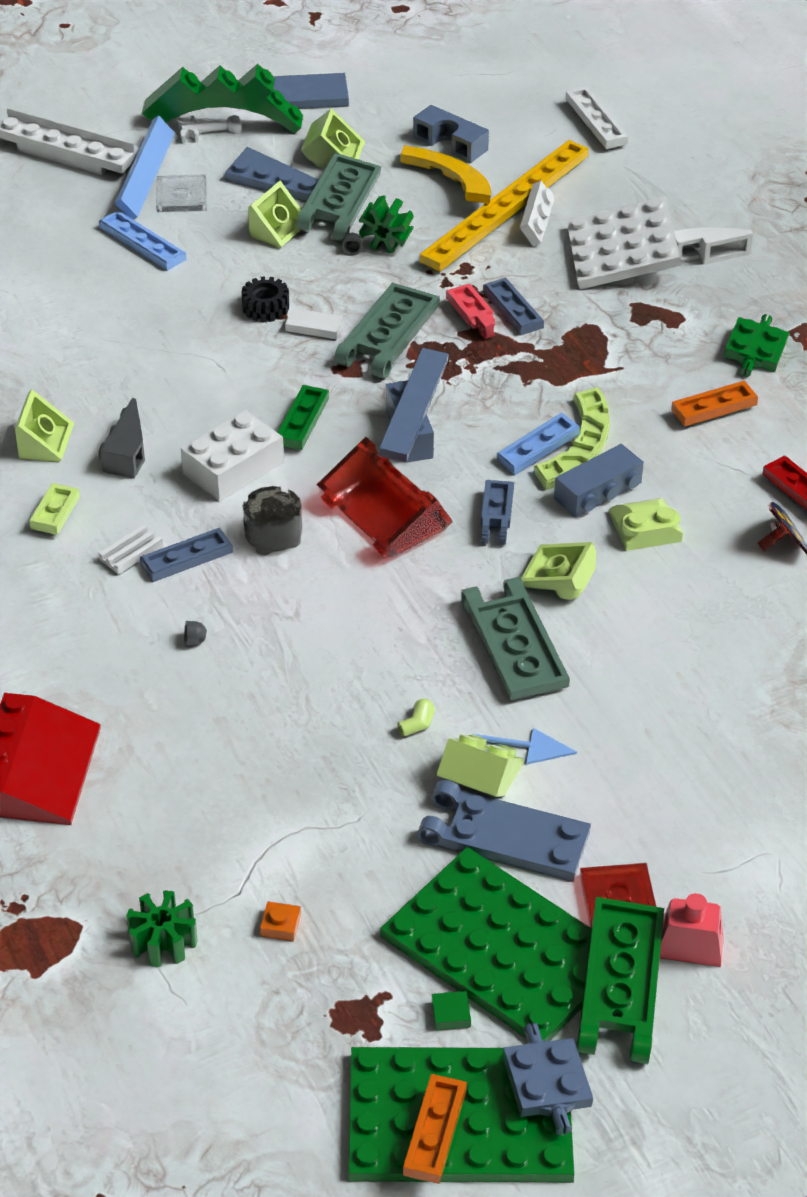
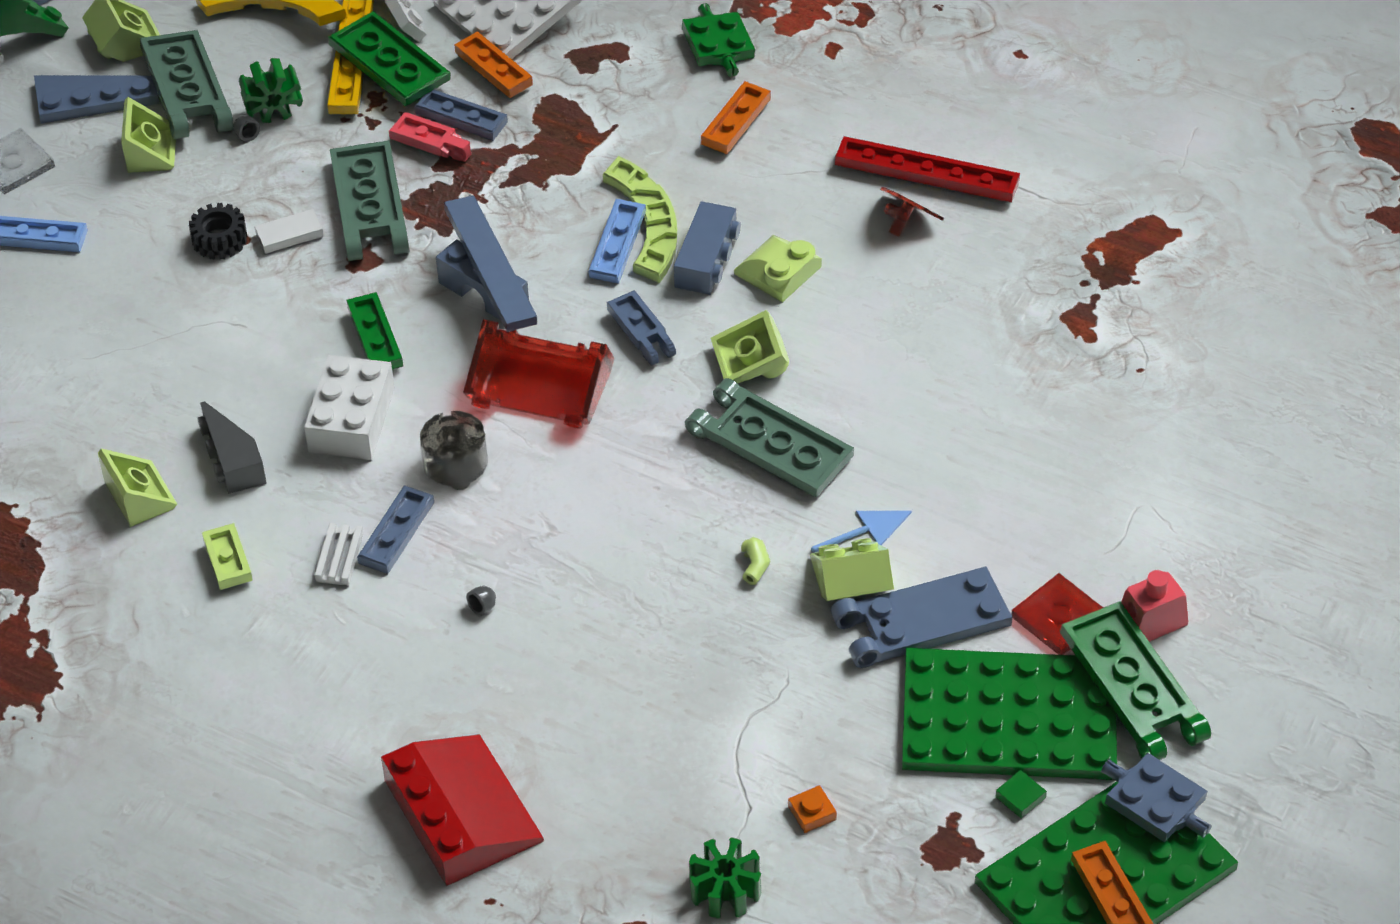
camera: 35 degrees left, 5 degrees up
(493, 243) = (389, 58): none -> green tile
(567, 283) = (493, 64): none -> orange plate

